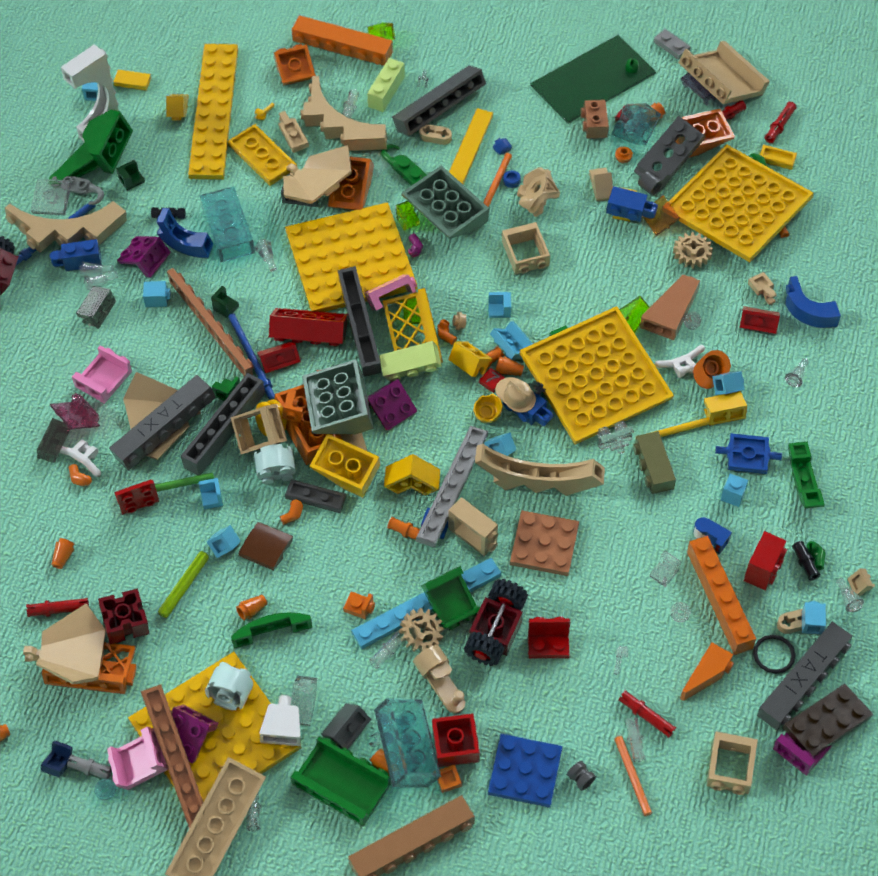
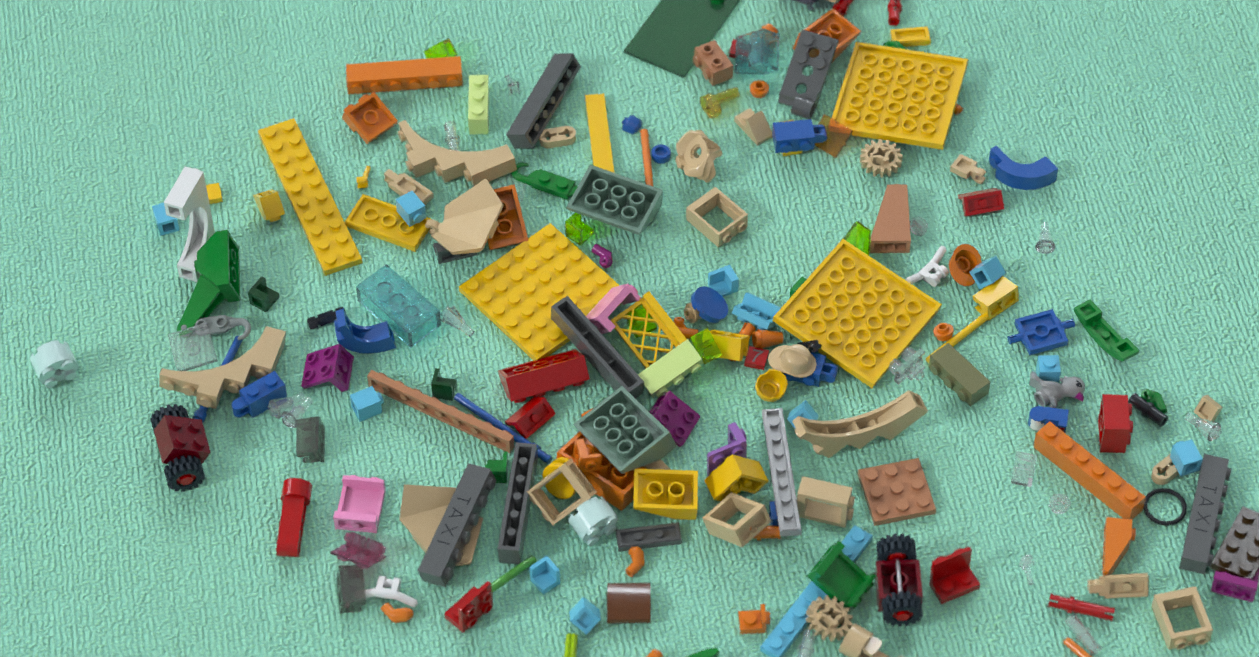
camera: 25 degrees left, 5 degrees down
(43, 364) = (295, 499): none -> red beam
(281, 148) = (411, 208): none -> medium azure brick
(386, 523) = (740, 533): none -> tan window
(424, 451) = (736, 445): none -> medium lavender bracket
(448, 353) = (705, 346): none -> clear neon green panel
(476, 319) = (709, 304): none -> blue tile
(575, 152) = (711, 103): none -> clear yellow piece
(663, 420) = (943, 331): none -> orange plate
(692, 709) = (1120, 585): none -> tan hinge
(727, 510) = (1051, 392): none -> light grey animal

